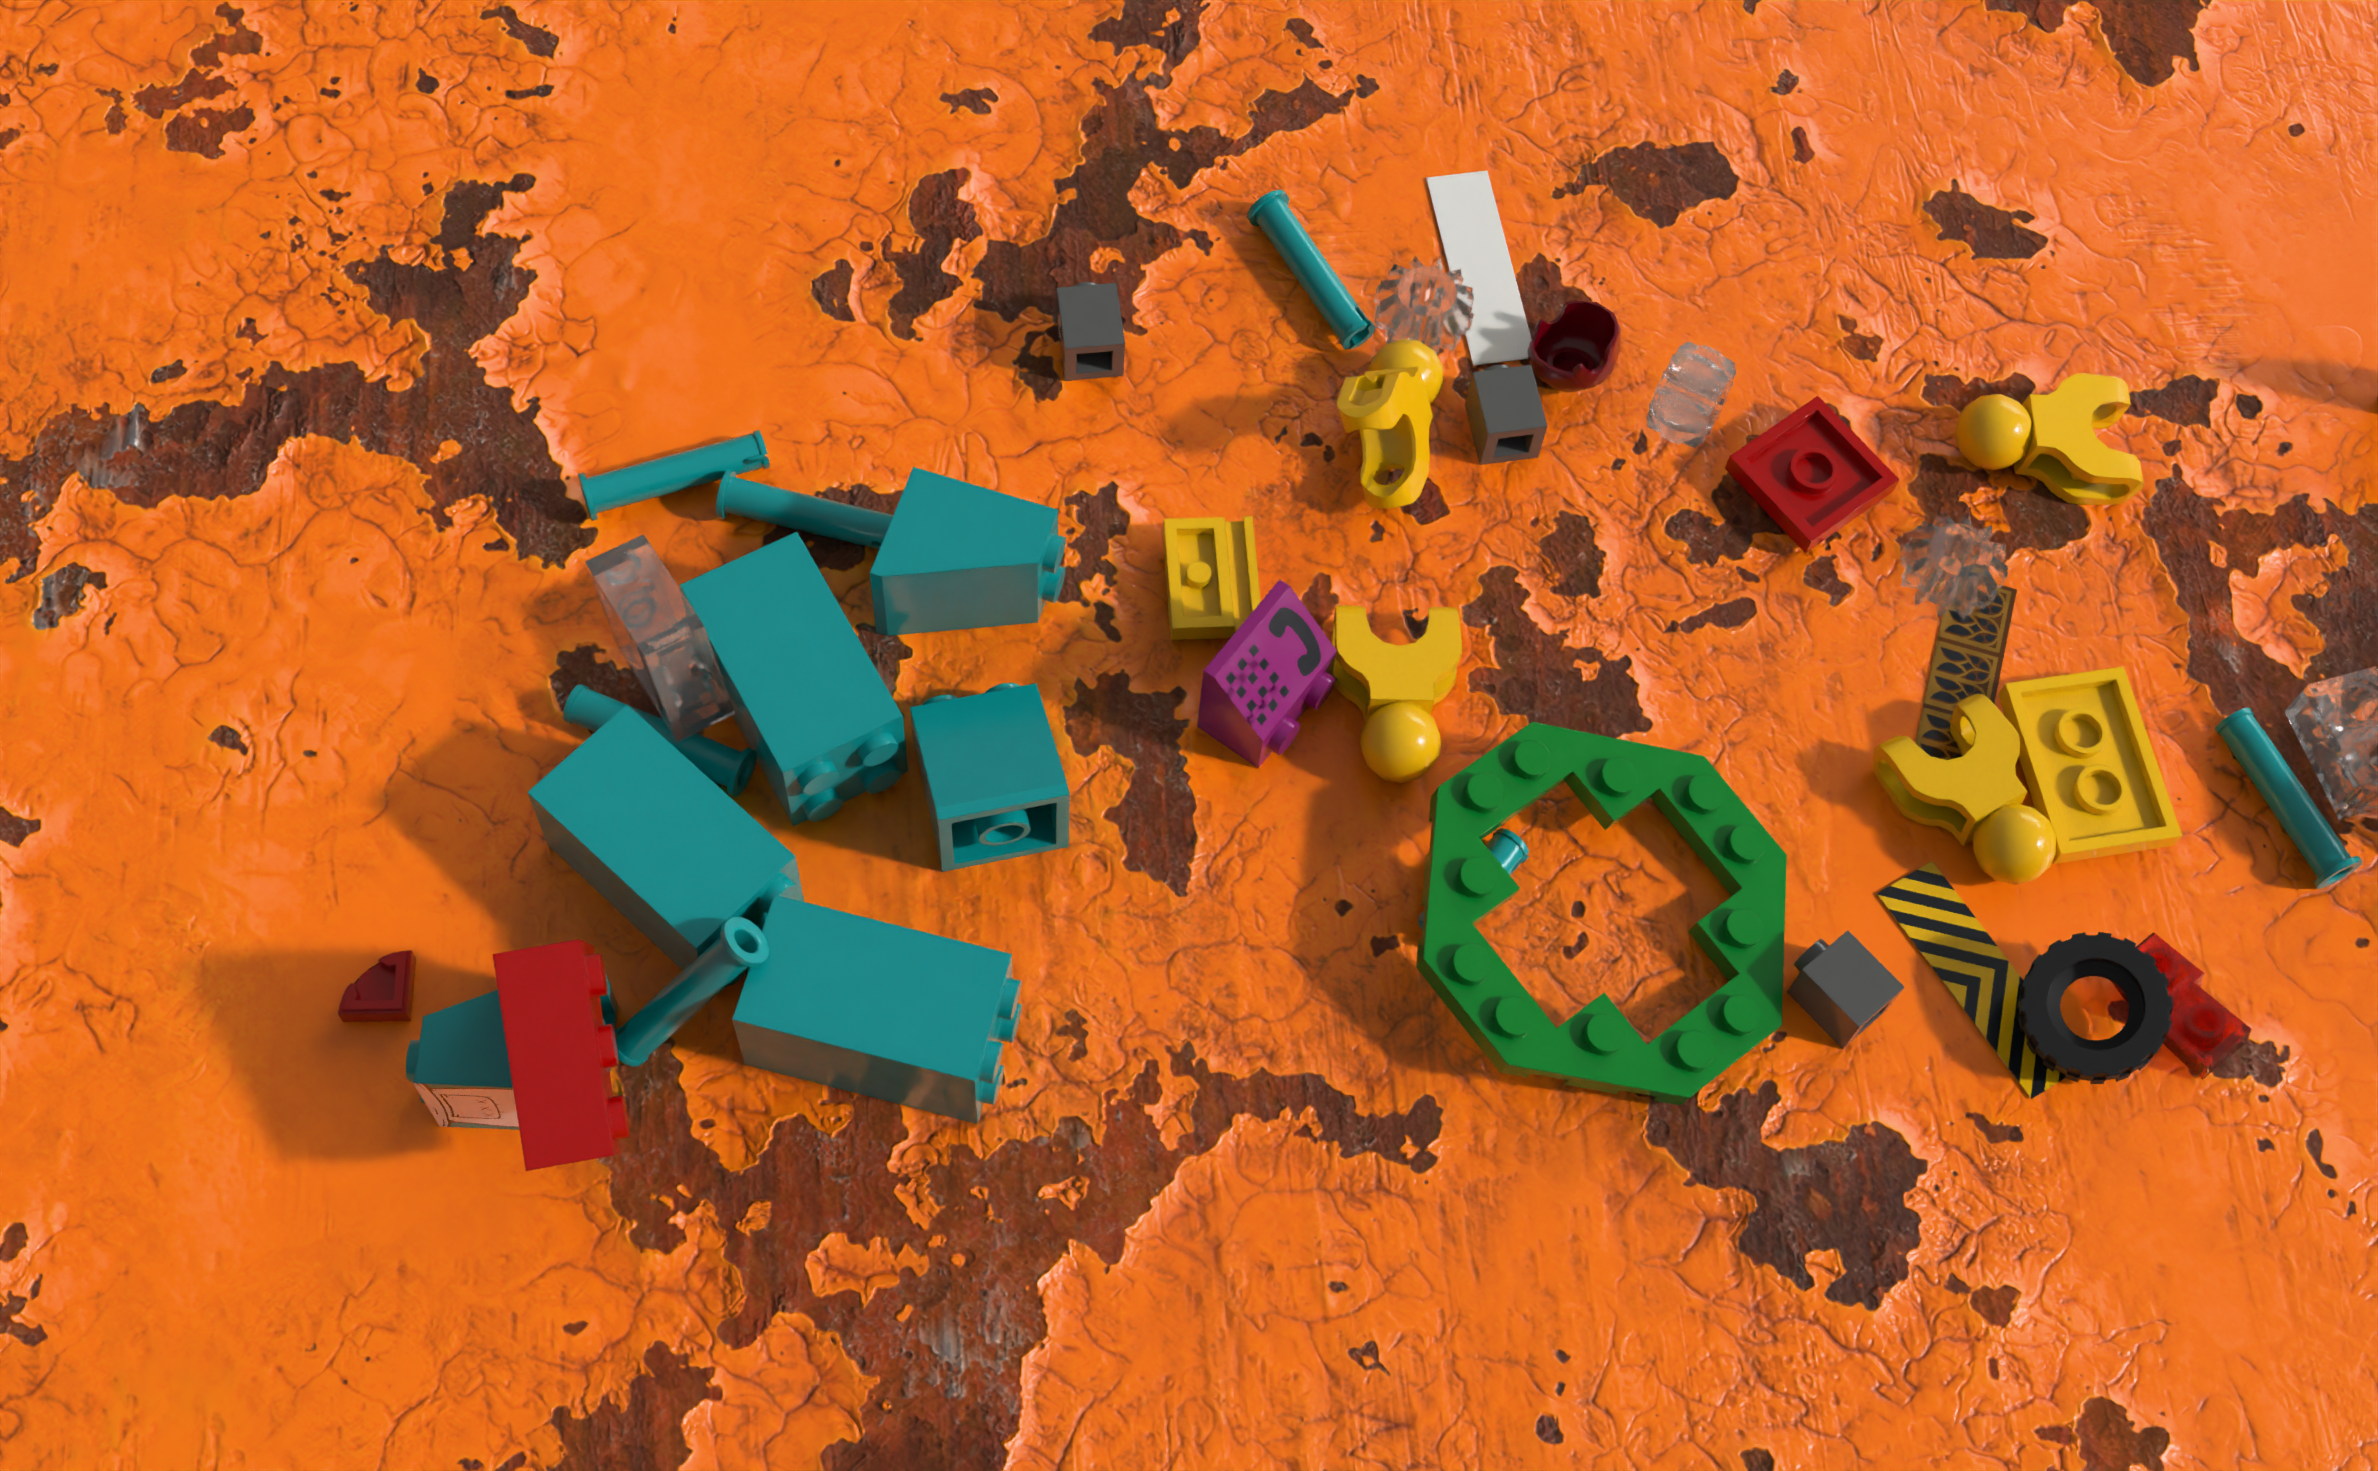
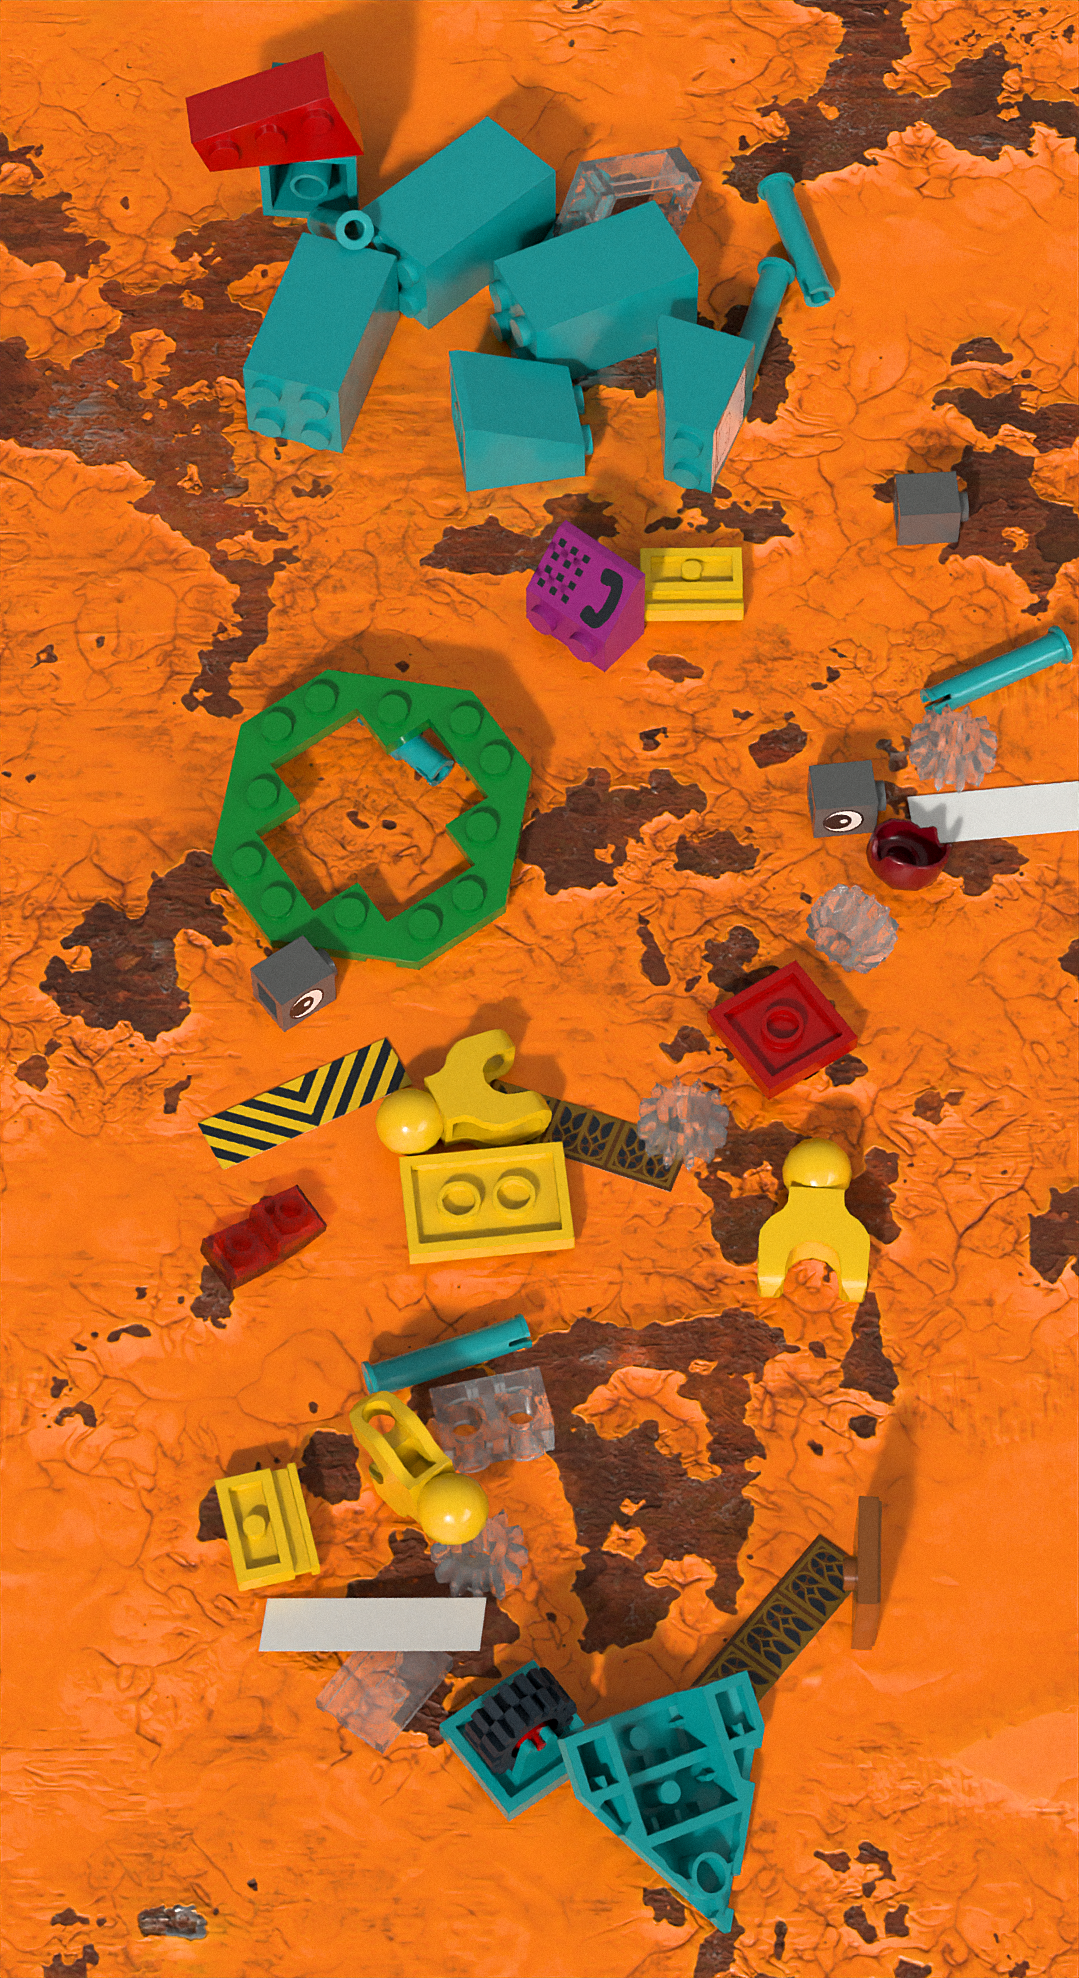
camera: 100 degrees right, 5 degrees down
(381, 991) = (378, 88): red tile -> none
(1393, 419) = (833, 704): yellow piece -> none
(1397, 688) = (583, 699): yellow piece -> none
(2105, 958) = (262, 1179): black tyre -> none

